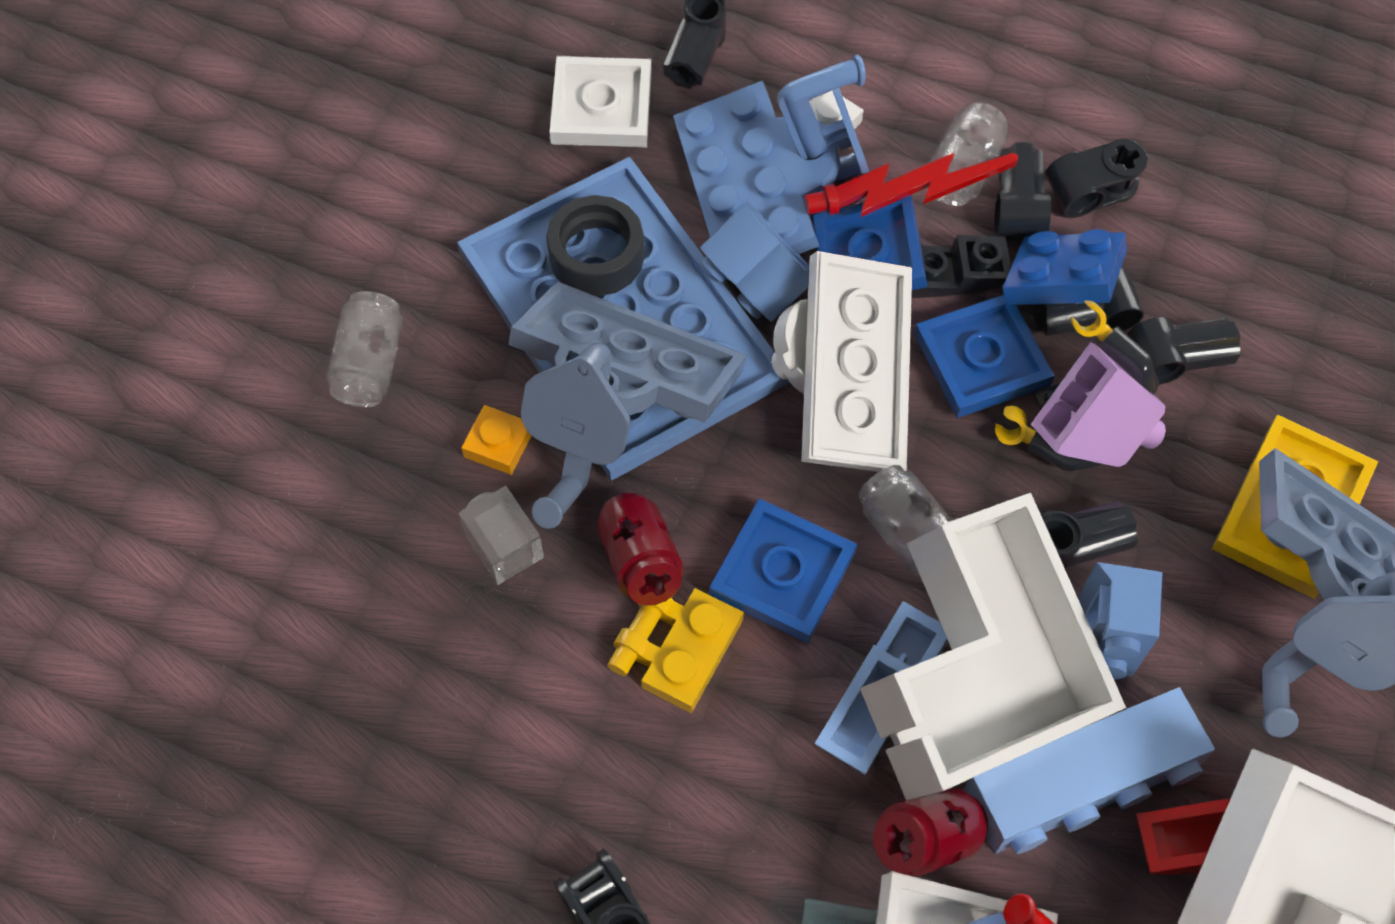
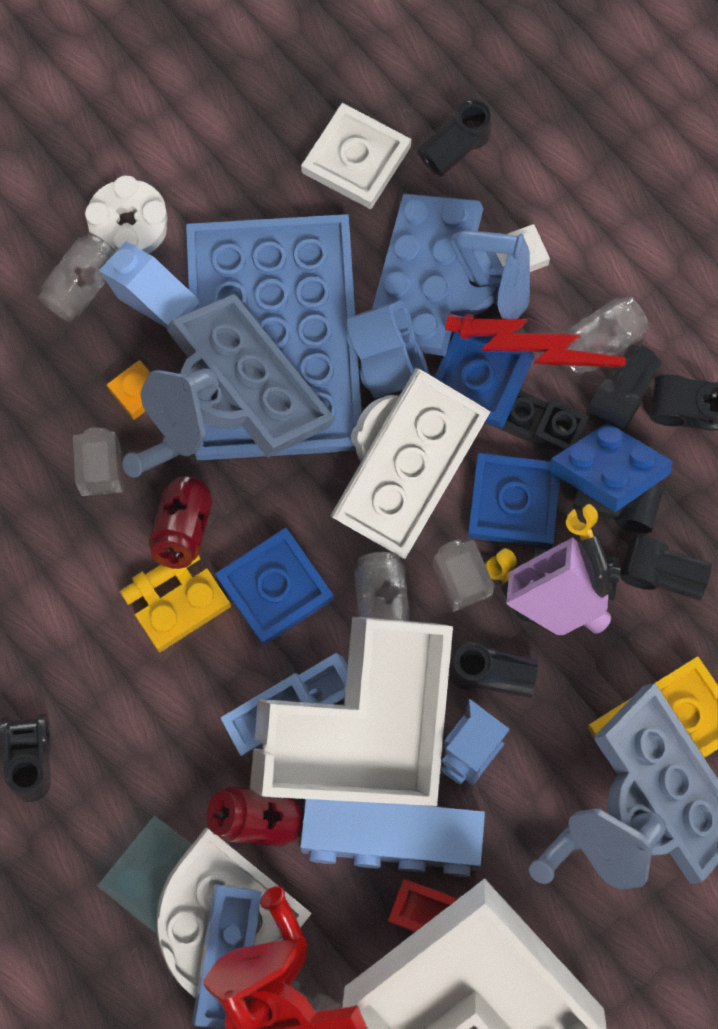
camera: 30 degrees right, 10 degrees up
(381, 245) = (128, 196): none -> white plate
(452, 320) = (147, 285): none -> light blue slope
(591, 213) = (271, 249): black tyre -> none
(980, 454) = (462, 574): none -> clear brick

